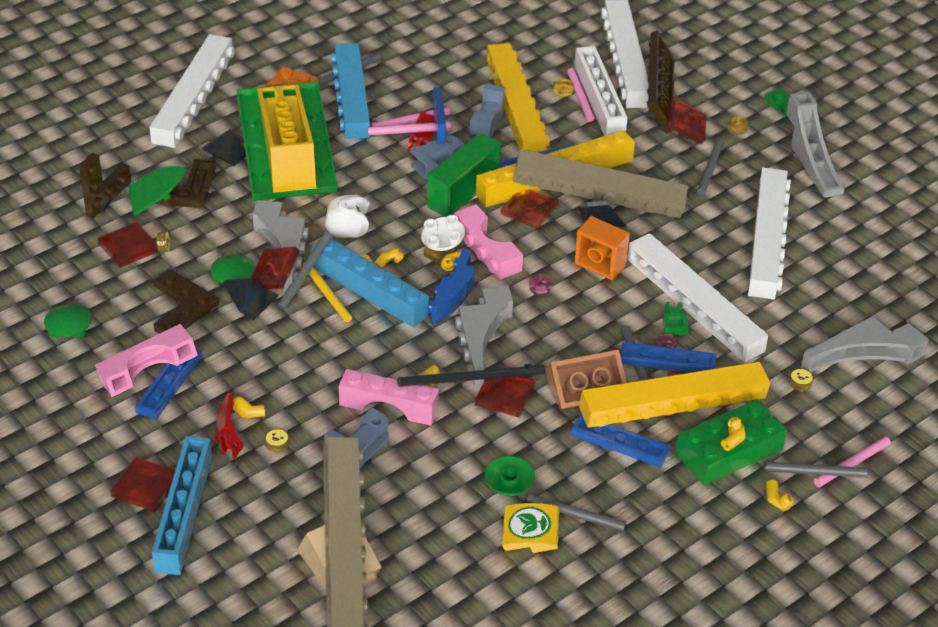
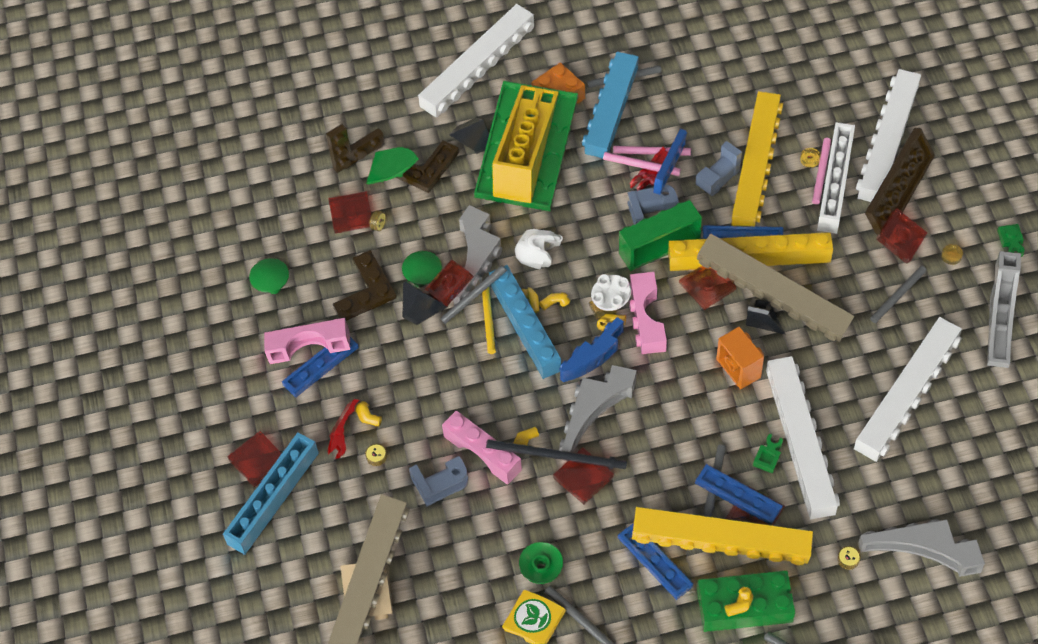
camera: 30 degrees right, 15 degrees up
(540, 284) = (672, 372): clear pink tile -> none
(573, 375) = (654, 490): nougat slope -> none
(667, 341) = (749, 476): clear pink tile -> none

